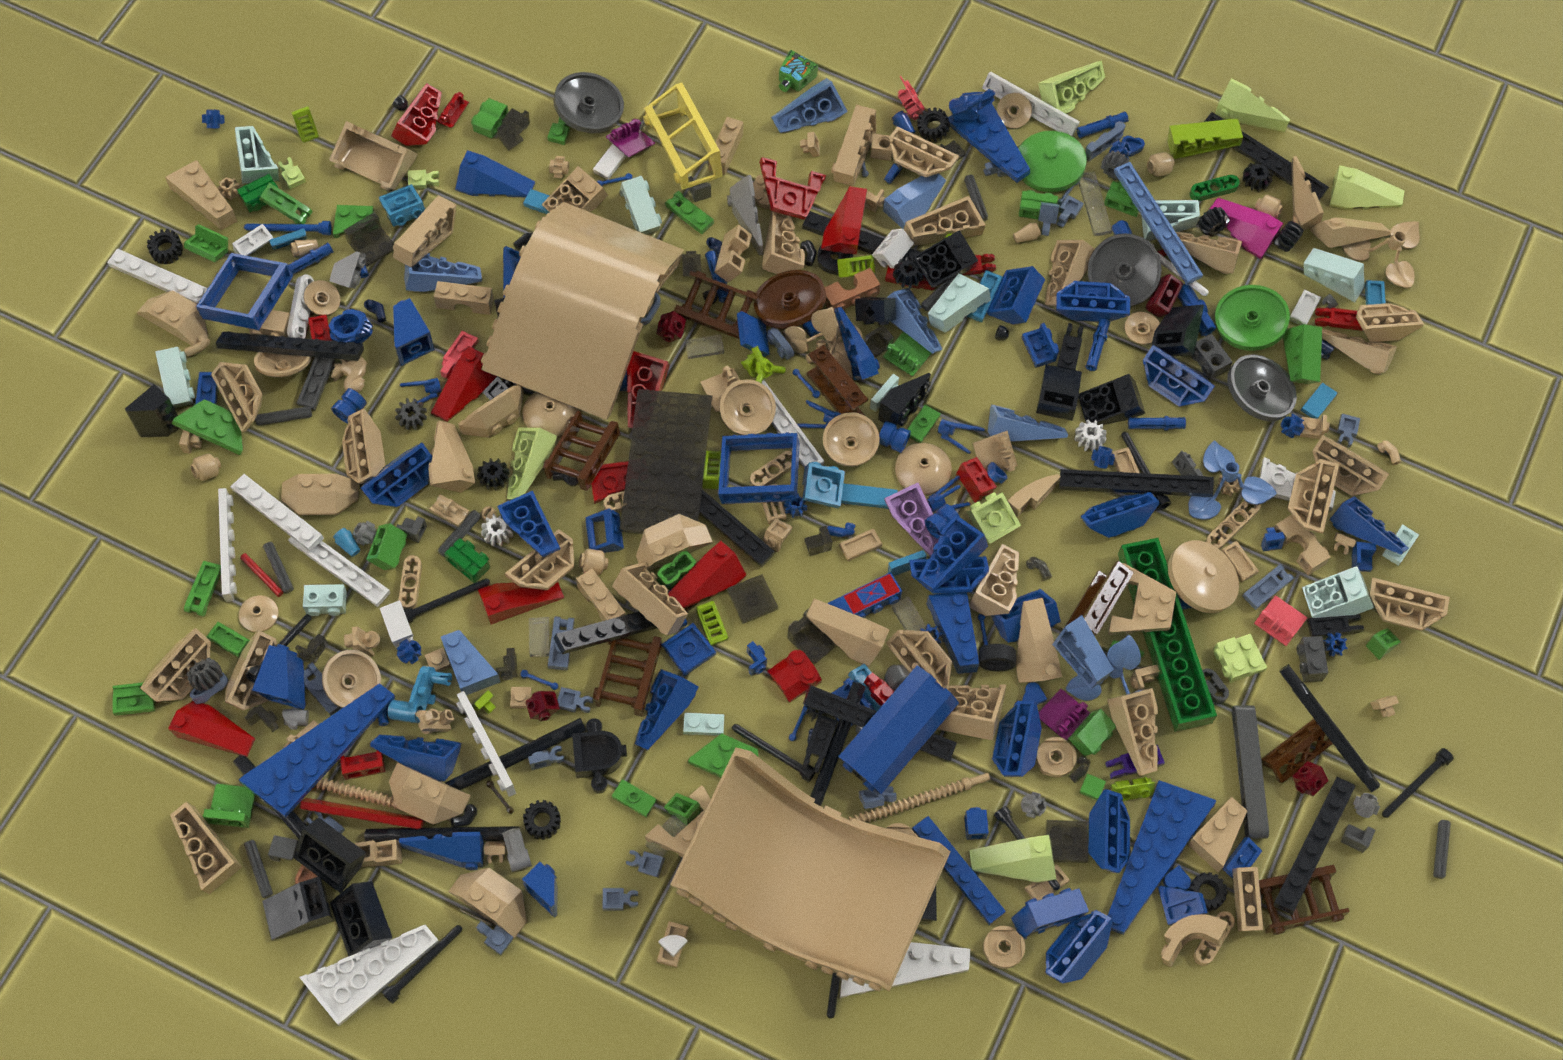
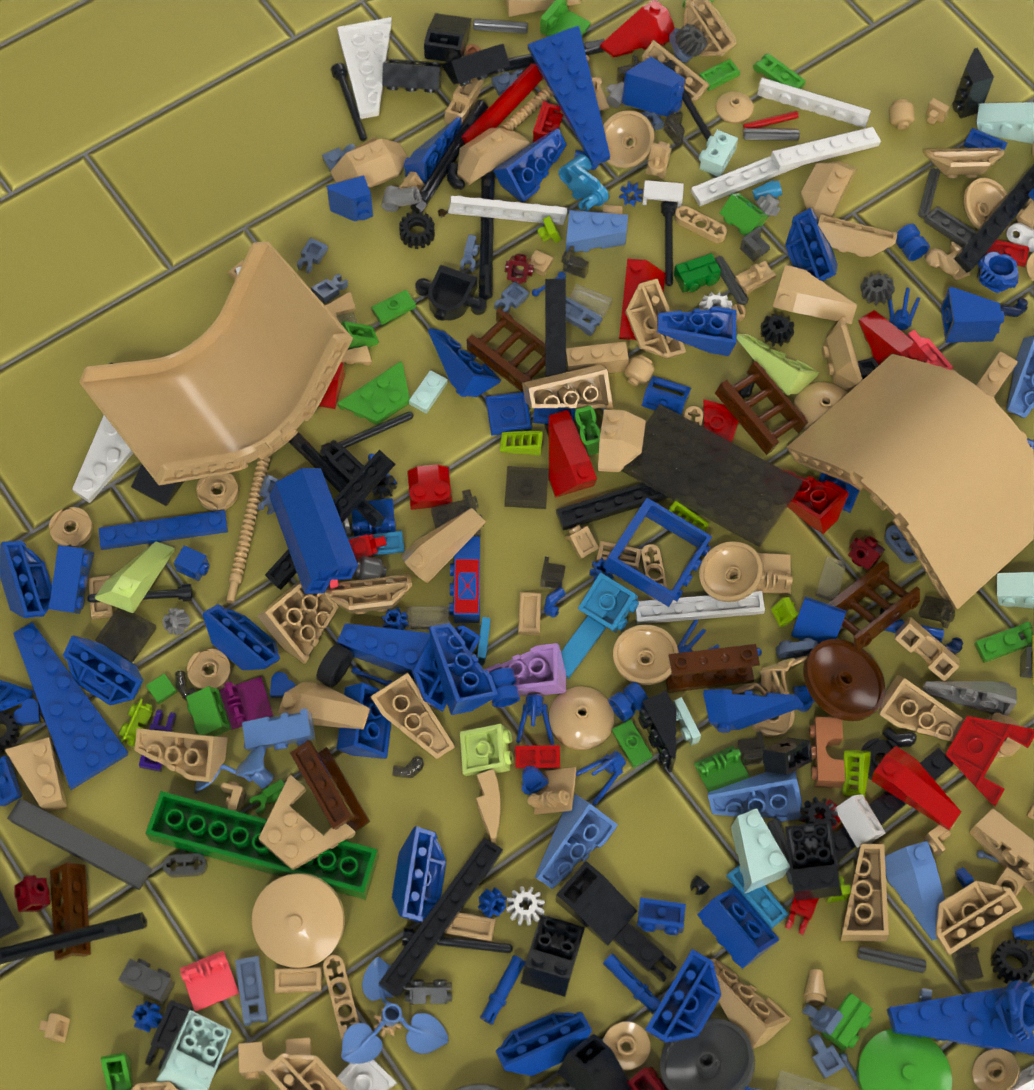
camera: 120 degrees right, 0 degrees up
(212, 424) = (944, 130): bright green wing -> none
(282, 848) = (508, 39): dark grey panel -> none
(434, 720) = (553, 184): tan hips -> none
(758, 656) = (464, 462): blue bracket -> none
(764, 367) = (772, 615): lime piece -> none
(1239, 657) = (196, 910): yellowish green plate -> none
(1272, 540) = (299, 1028): blue tile -> none

